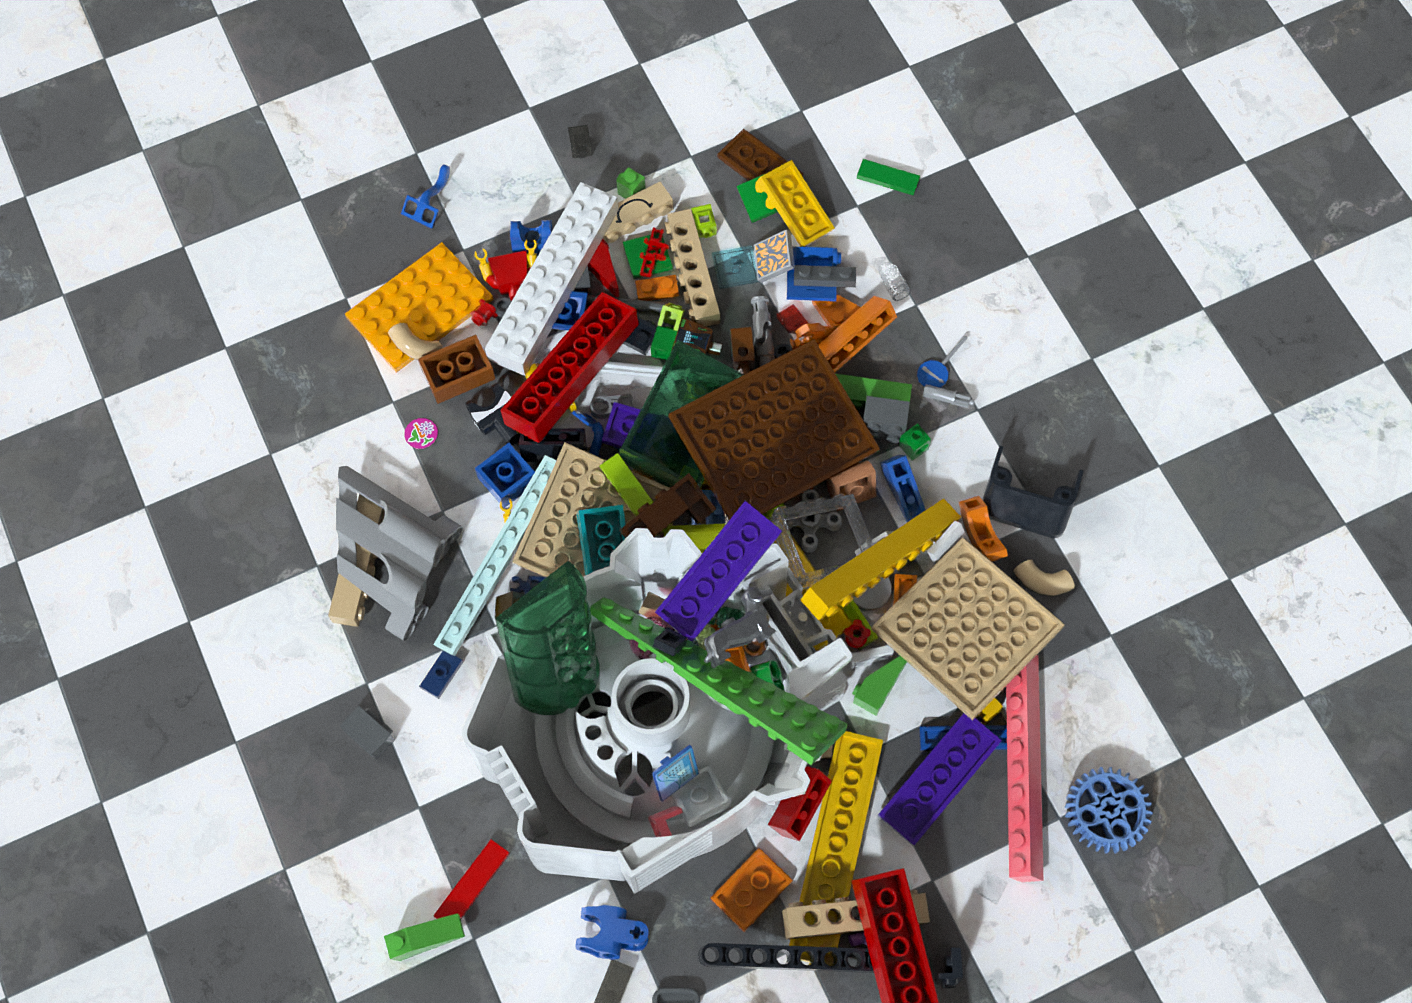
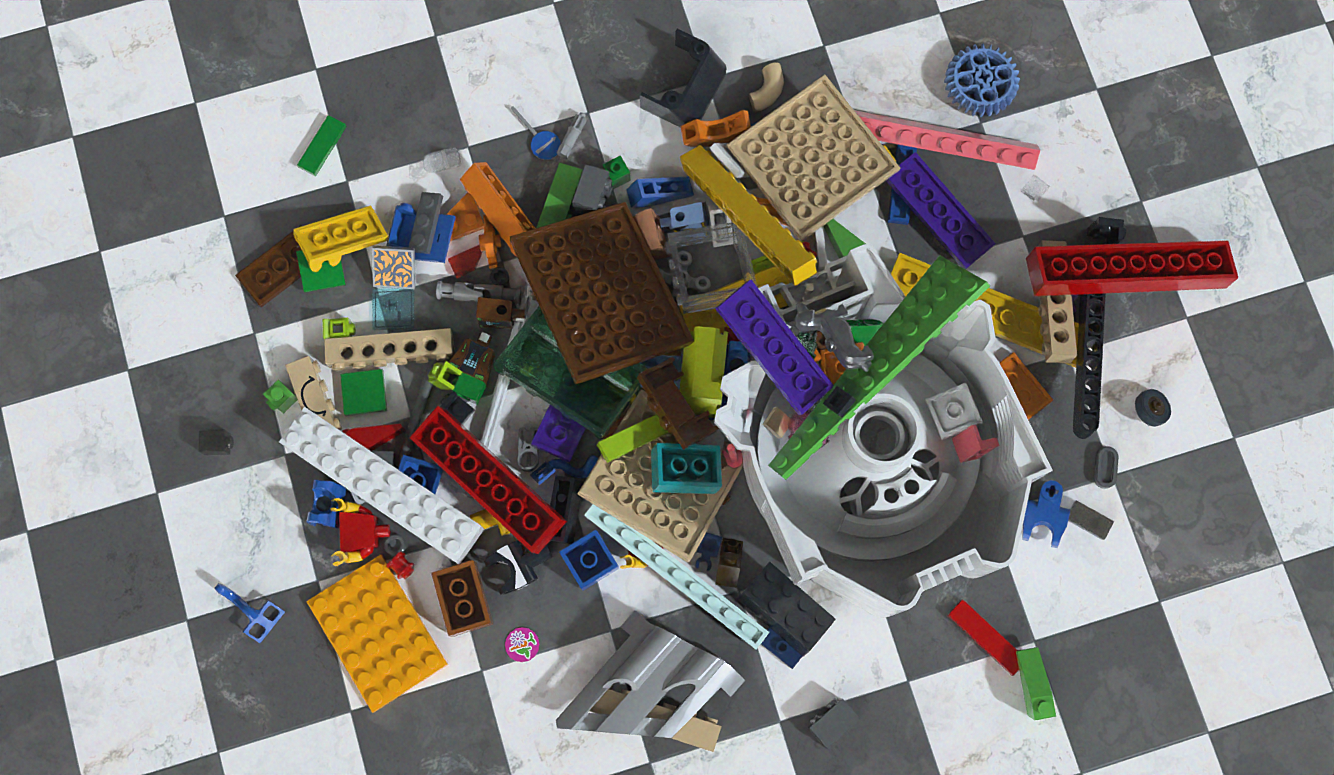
camera: 85 degrees left, 10 degrees up
(411, 344) = (430, 639): tan cylinder -> none
(467, 673) = (786, 609): none -> black brick
(550, 644) = (818, 512): clear green container -> none
(655, 256) = (368, 392): red piece -> none
(657, 288) = (403, 388): orange plate -> none
(675, 772) = (937, 426): piece -> none
(875, 513) = (685, 218): none -> light blue torso

